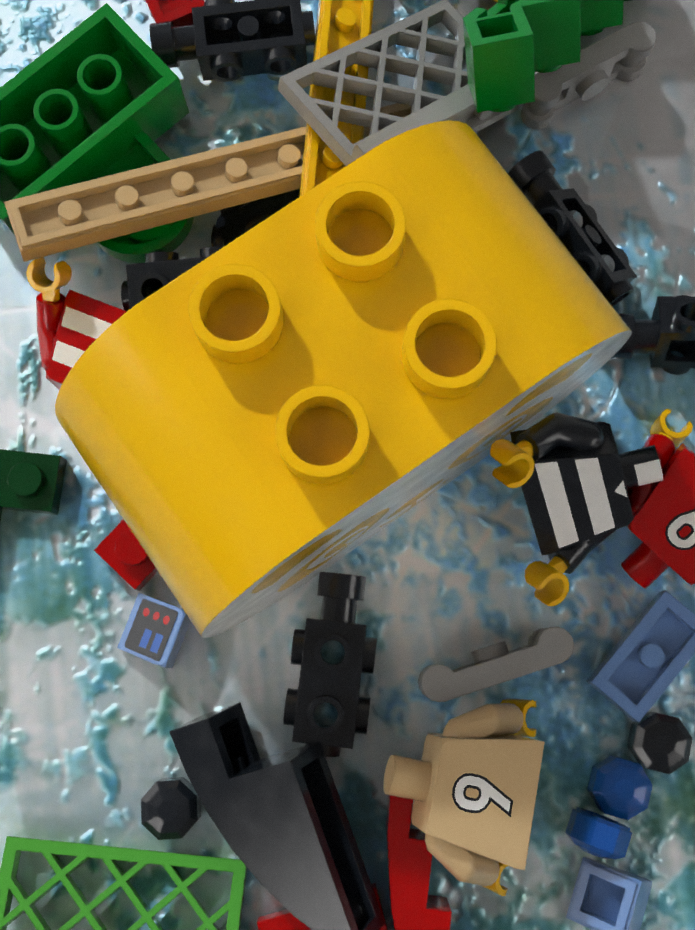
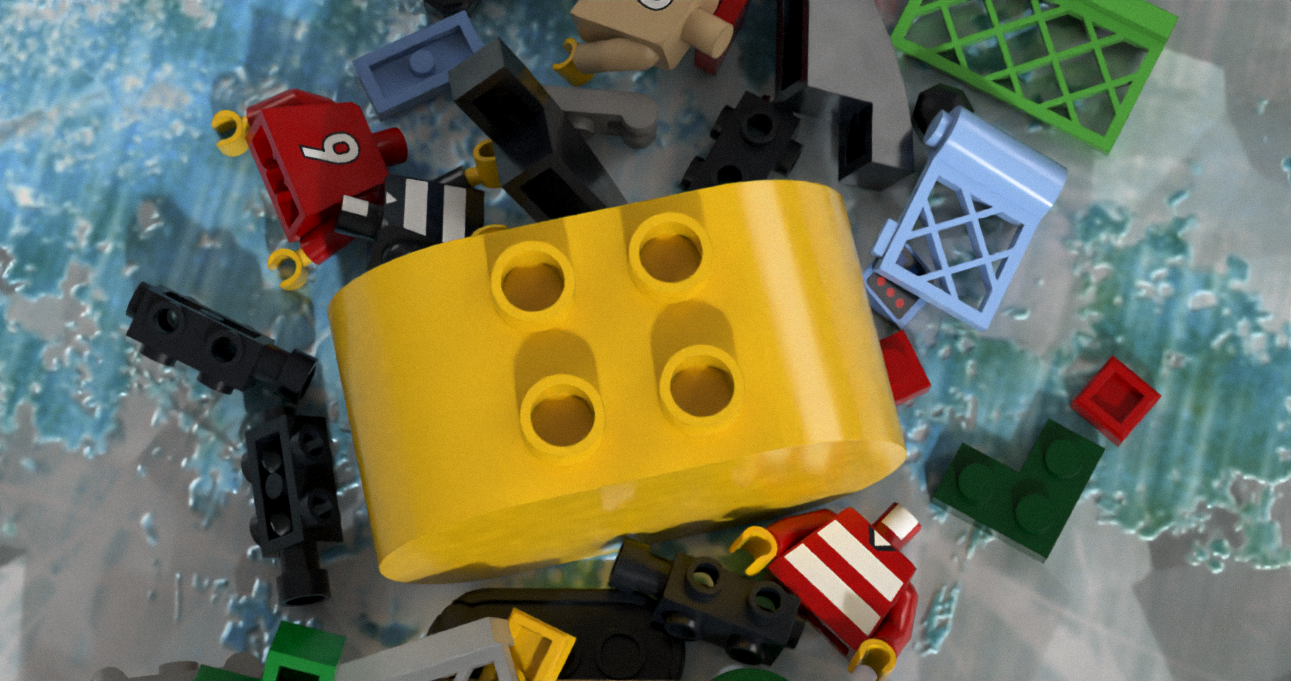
camera: 165 degrees left, 5 degrees down
(107, 765) = (981, 168): none -> light blue piece
(499, 592) = (534, 143): none -> black slope

